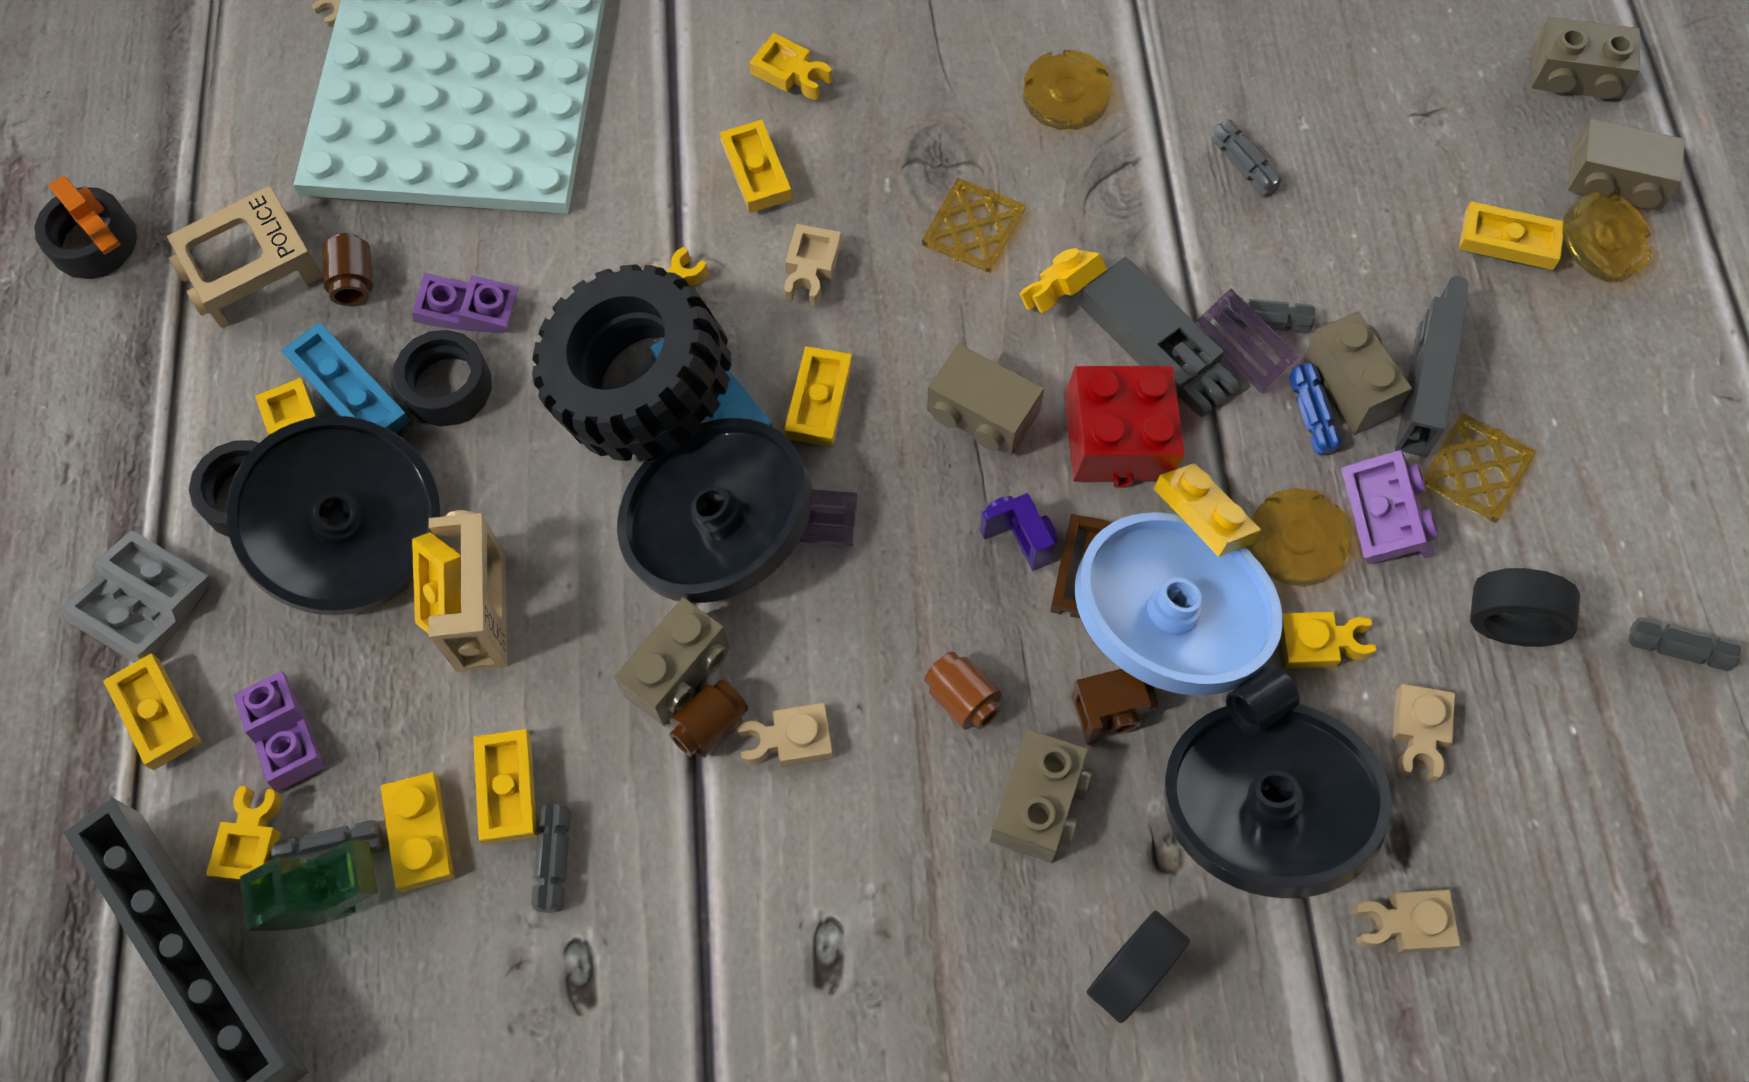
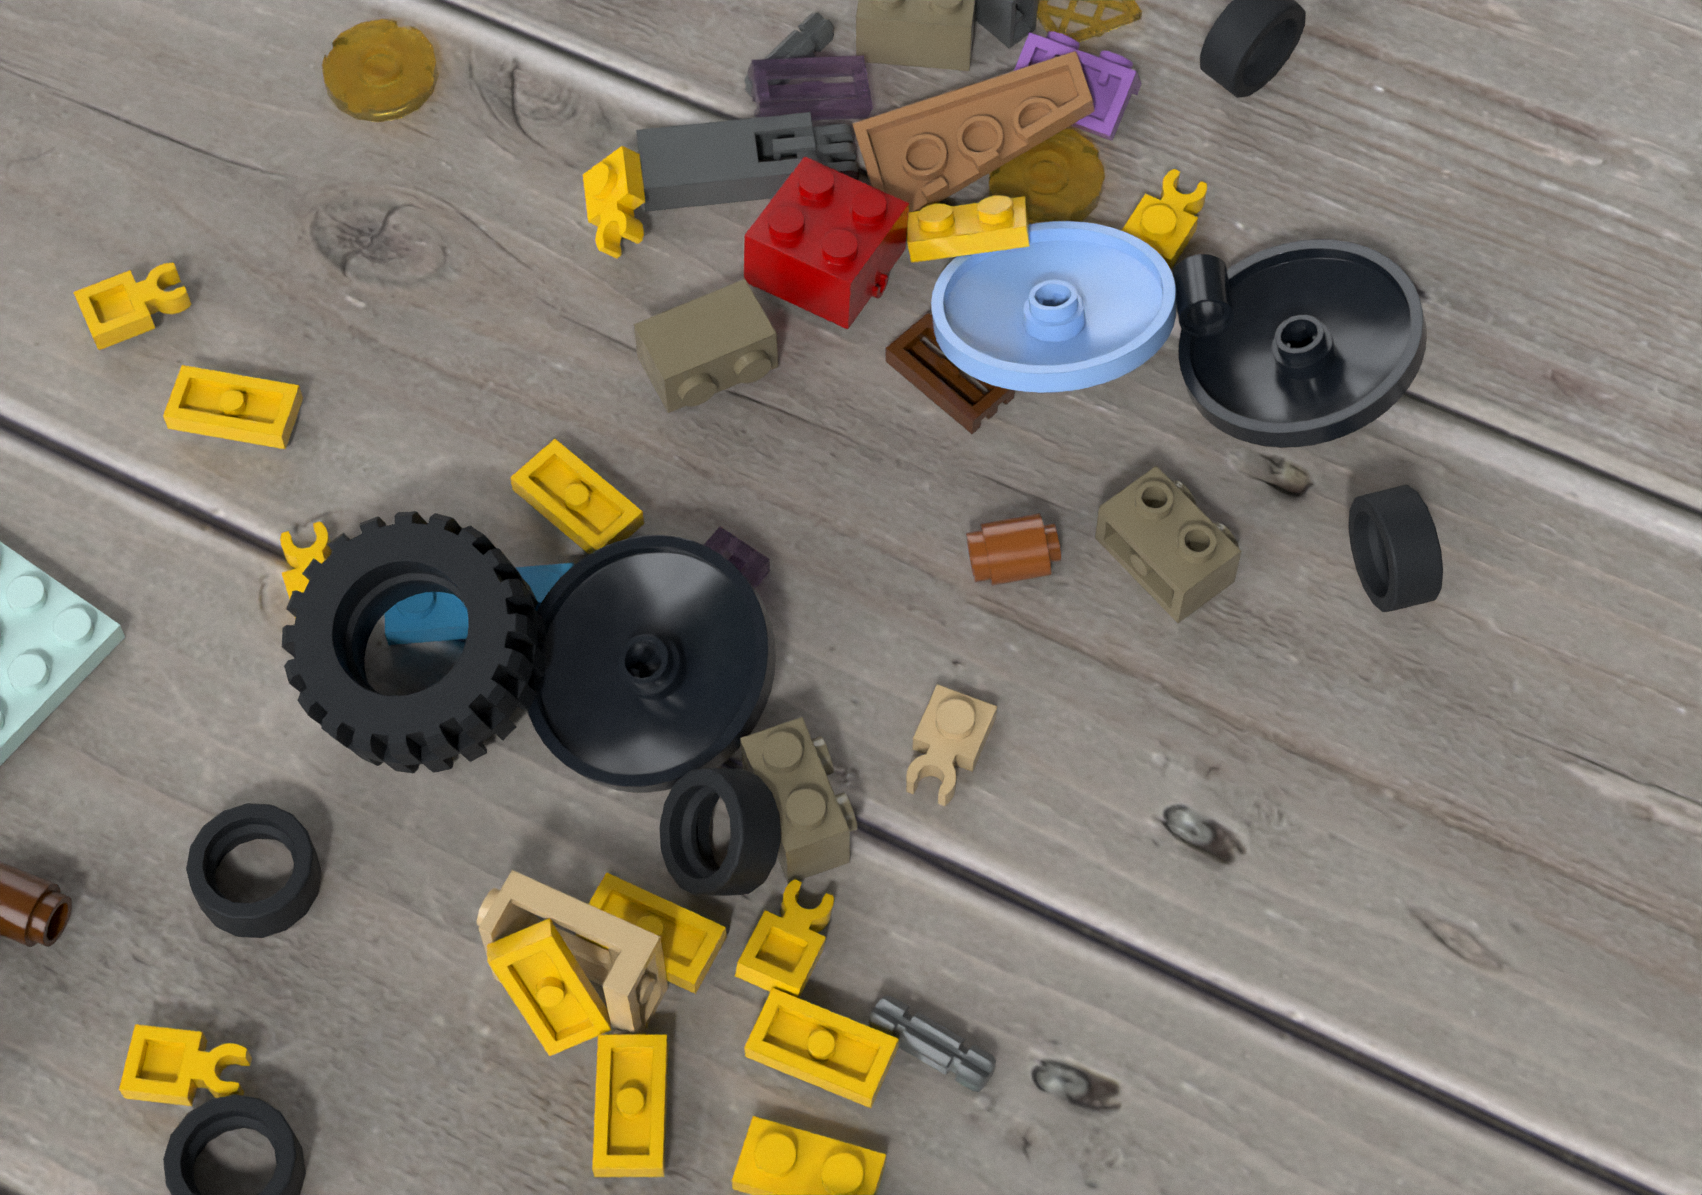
camera: 60 degrees left, 5 degrees down
(330, 514) = (360, 1064): black dish -> none
(342, 379) = (179, 984): dark azure plate -> none
(400, 692) = (630, 1106): none -> yellow plate
(457, 305) = (175, 797): medium lavender slope -> none
(529, 631) = (686, 938): none -> yellow plate
(561, 720) = (786, 947): none -> yellow plate
(611, 627) = (753, 832): none -> black tyre
(707, 719) = (882, 803): reddish brown brick -> none
(811, 258) = (401, 414): tan plate -> none
(958, 252) = (497, 281): clear yellow window -> none
(1033, 533) = (875, 393): dark purple bracket -> none
(1112, 702) = (1114, 429): reddish brown brick -> none
(1279, 457) = (962, 135): none -> medium nougat wing
(1315, 409) = (913, 76): blue axle -> none
(1416, 919) = (1479, 318): tan plate -> none
(1424, 721) = (1303, 193): tan plate -> none

